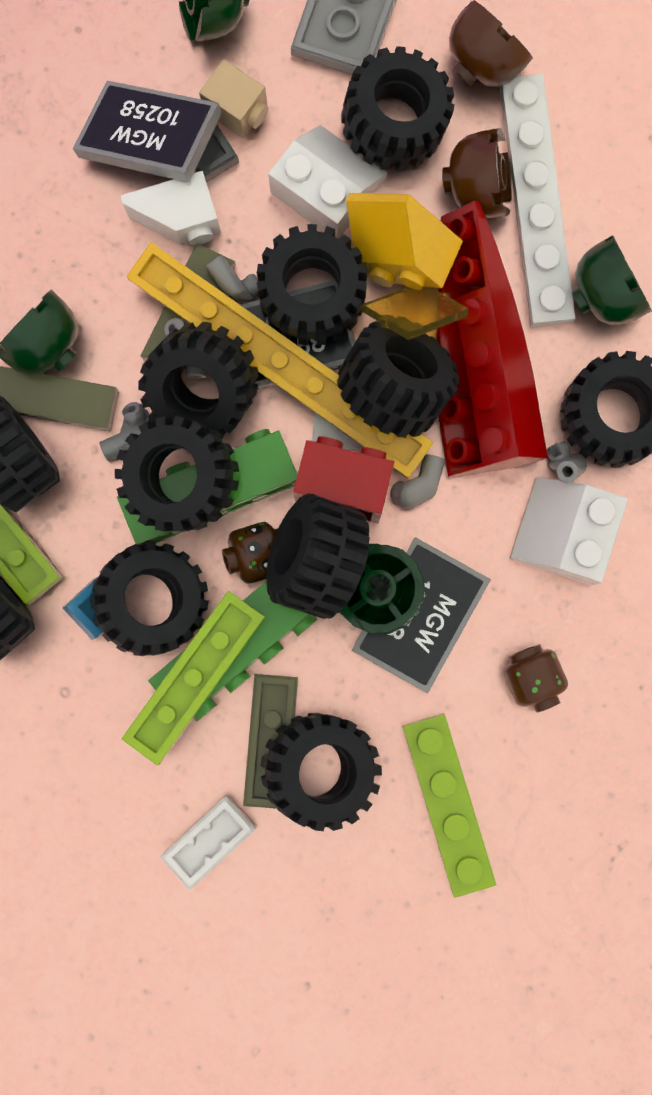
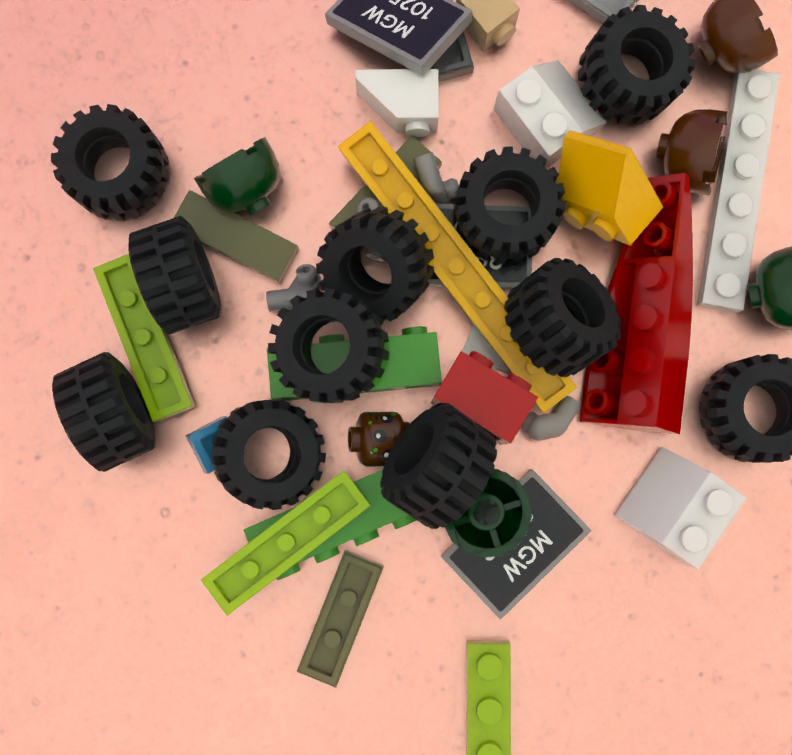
camera: 15 degrees right, 0 degrees up
(208, 842) = (253, 696): white plate -> none
(354, 781) = (397, 693): black tyre -> none
(415, 311) = (598, 260): clear yellow piece -> none
(535, 678) = (606, 637): reddish brown head -> none
(566, 465) = (697, 446): light grey arm -> none

